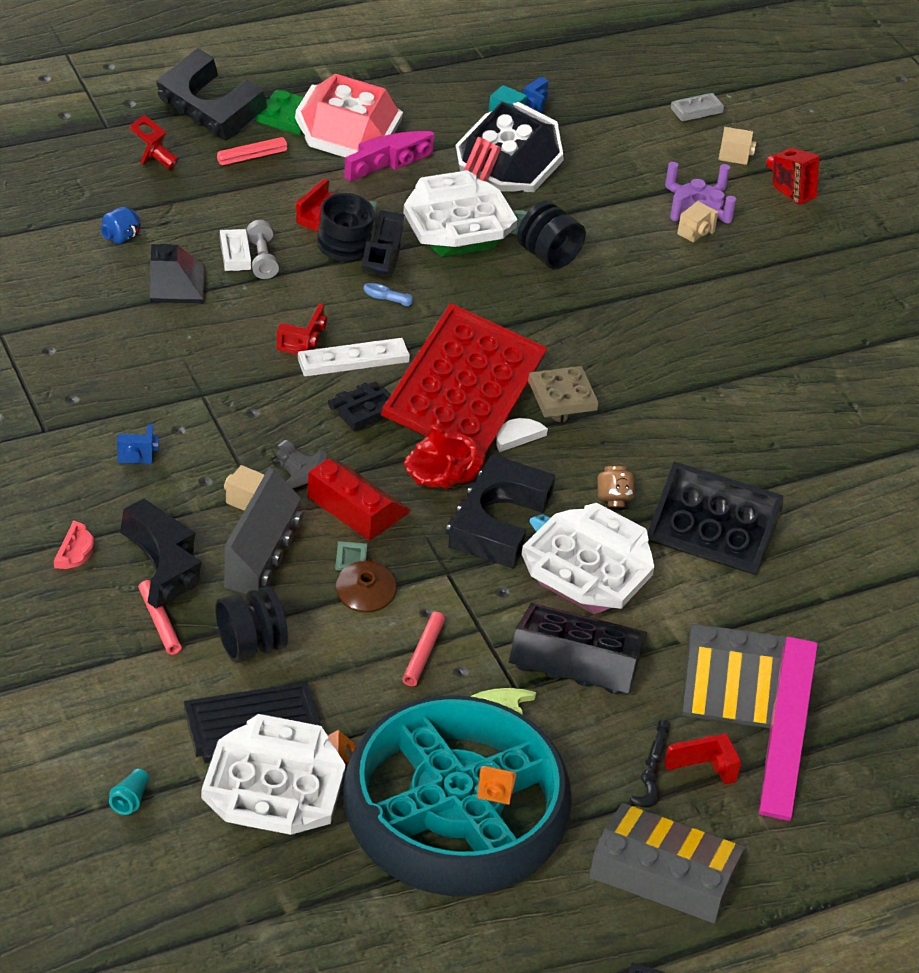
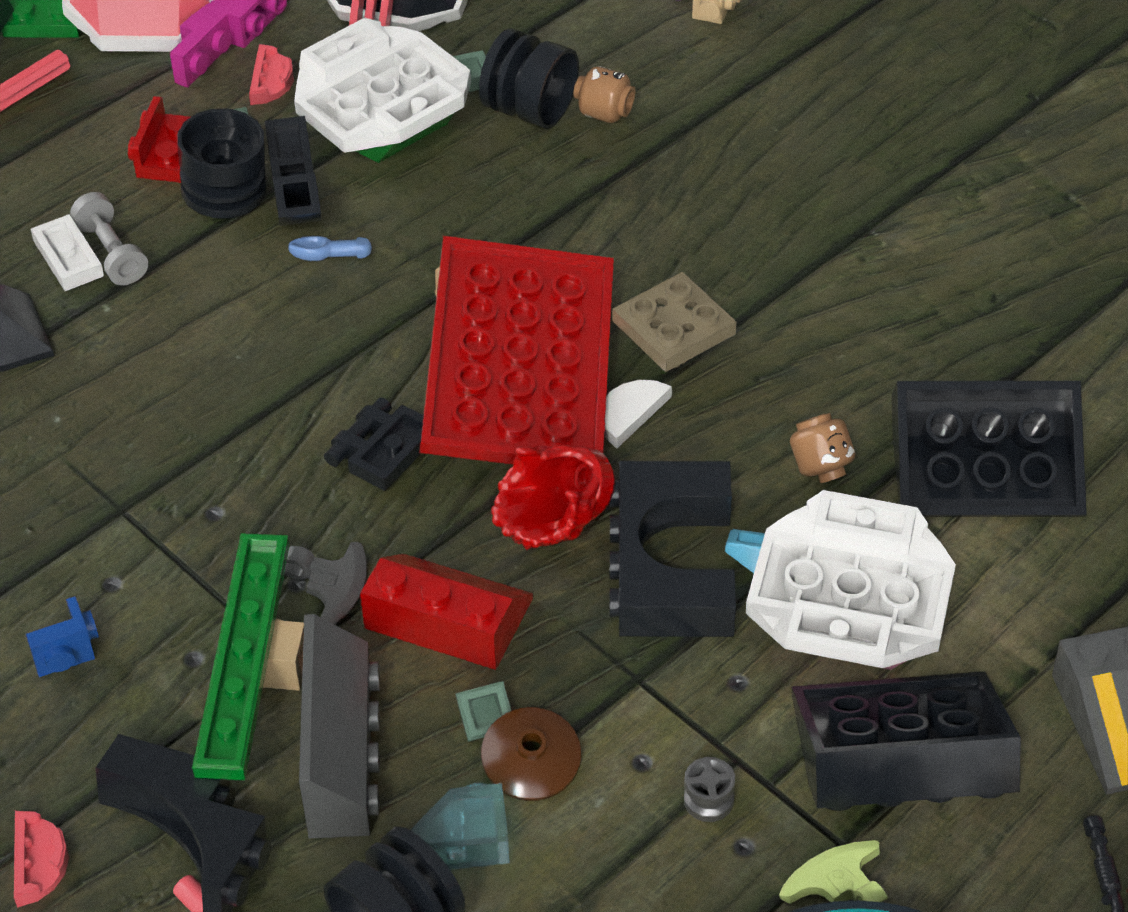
camera: 15 degrees left, 5 degrees up
(228, 481) = (241, 658): none -> green tile
(297, 339) = (233, 368): red bracket -> none
(310, 607) = (468, 827): none -> clear light blue slope
(353, 357) = (325, 368): white tile -> none
(400, 189) = (271, 76): none -> coral tile
(423, 649) = (673, 832): coral piece -> none
(454, 635) = (718, 780): none -> flat silver wheel
(595, 259) = (604, 94): none -> medium nougat head

